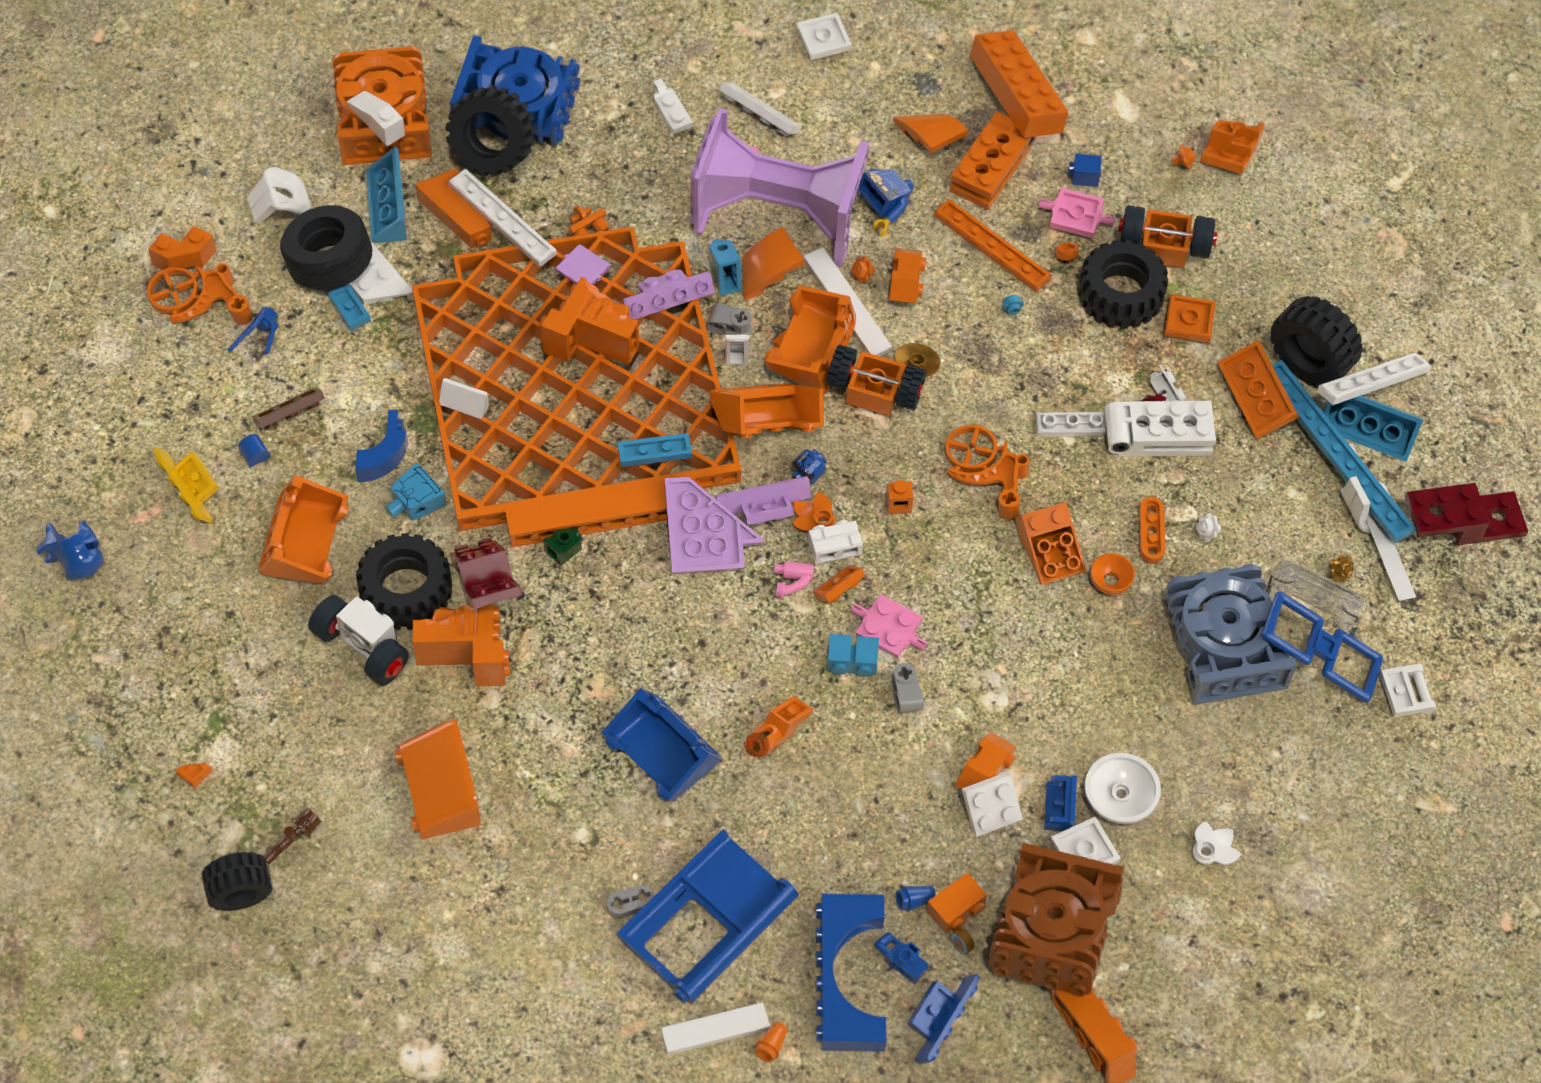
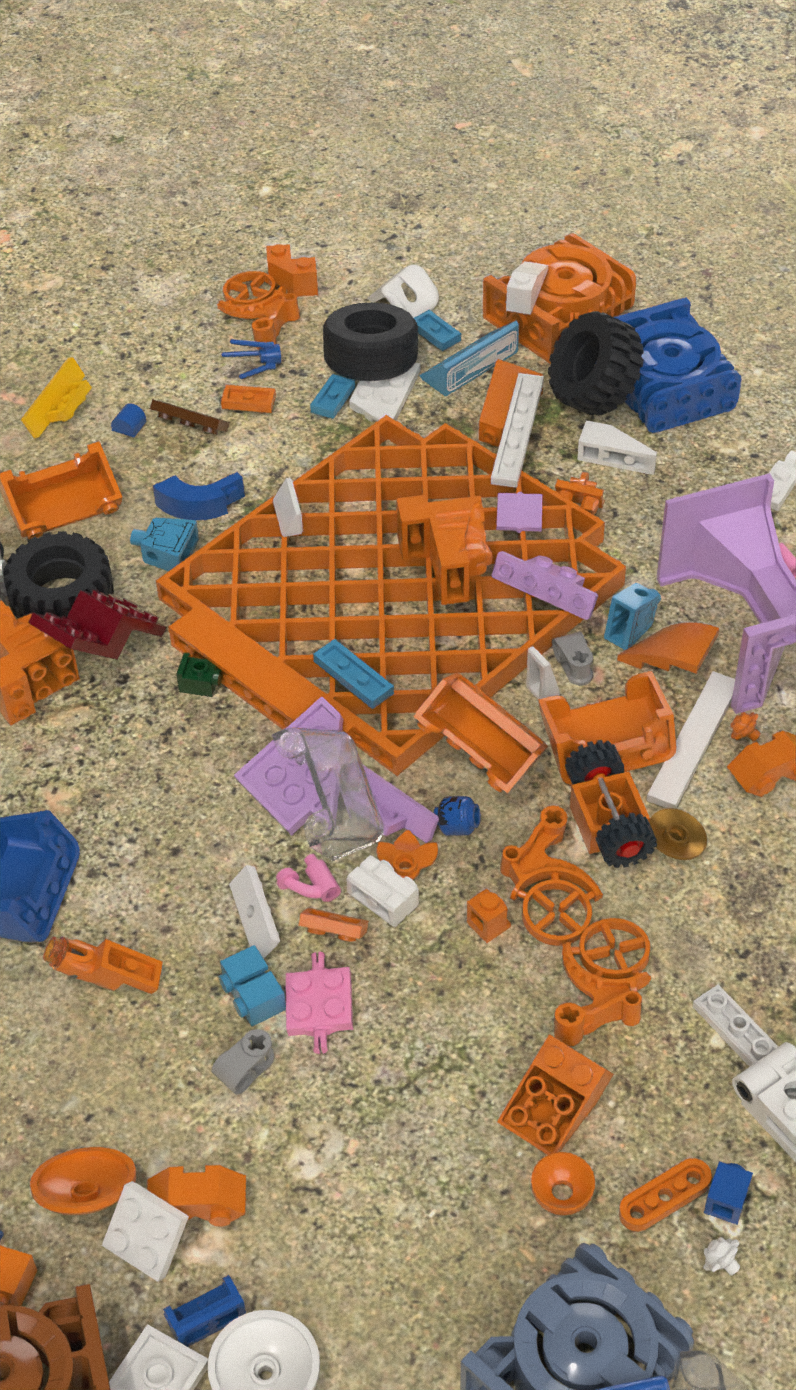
camera: 60 degrees right, 10 degrees down
(302, 360) = (248, 398): none -> orange plate
(344, 198) = (437, 330): none -> dark azure plate
(558, 176) = (613, 448): none -> white slope
(725, 499) = (349, 808): none -> clear windscreen
(782, 619) = (254, 911): none -> white tile
(877, 450) = (532, 864): none -> orange piece
(933, 819) = (82, 1180): none -> orange dish
(1174, 497) = (728, 1192): none -> blue brick

